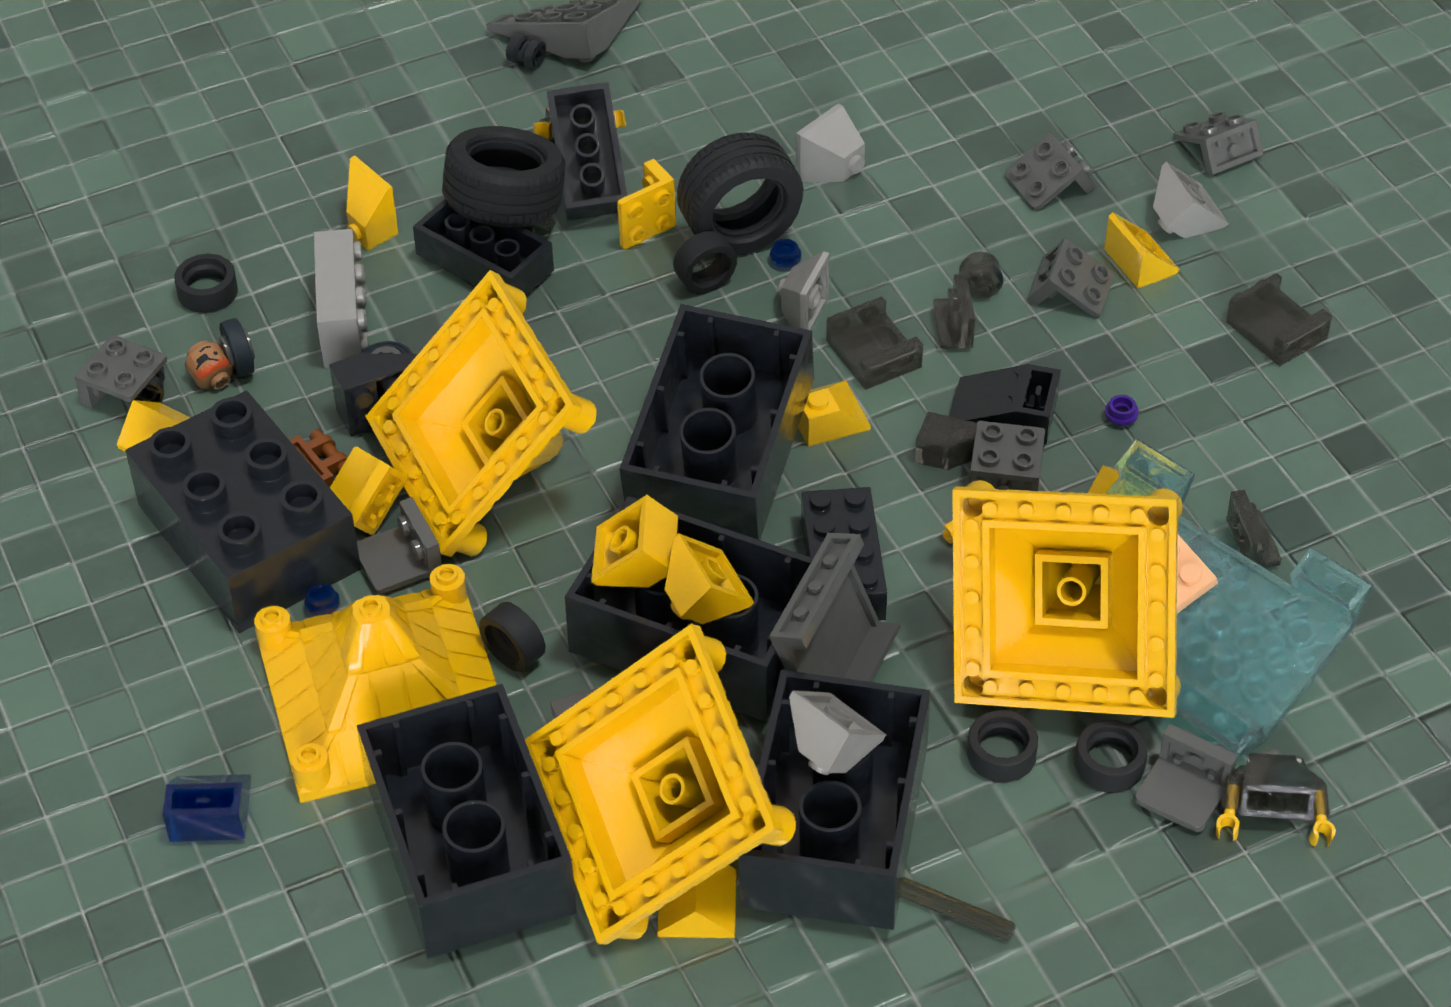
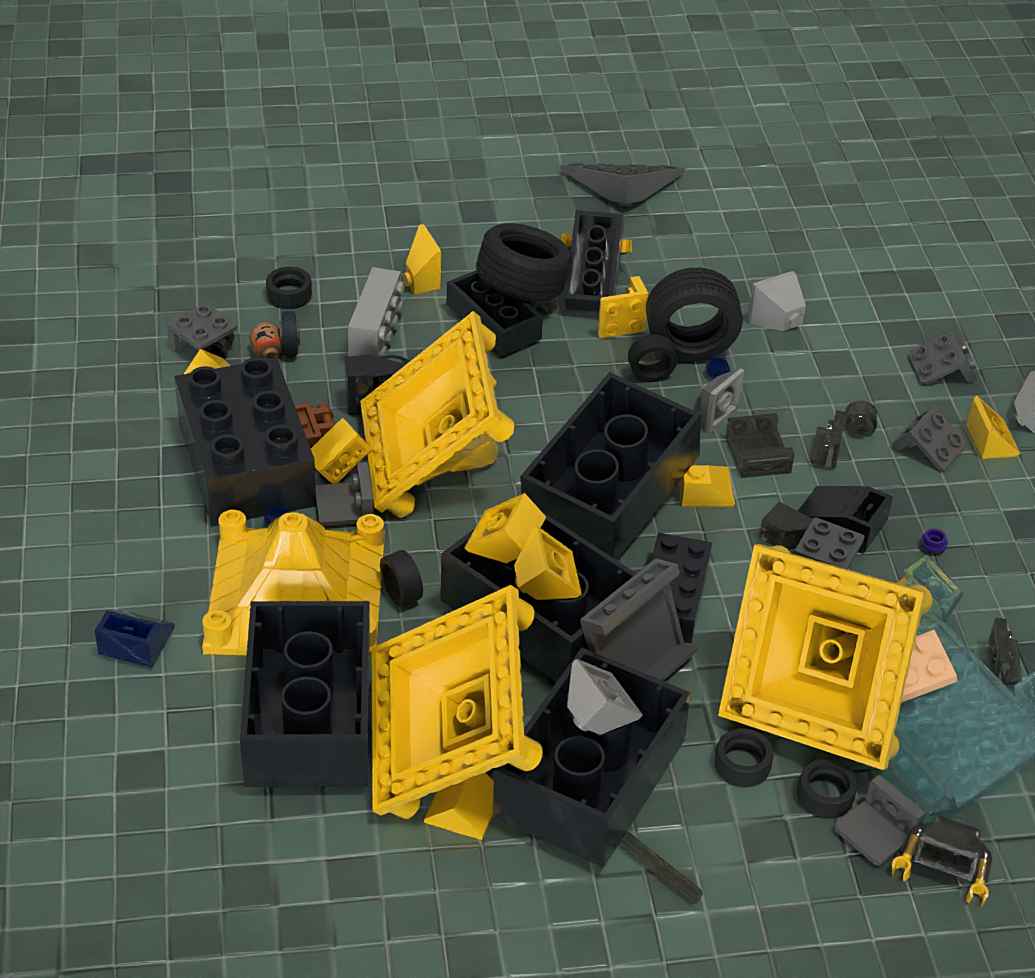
camera: 15 degrees right, 5 degrees down
(527, 51) = (582, 189): black wheel -> none

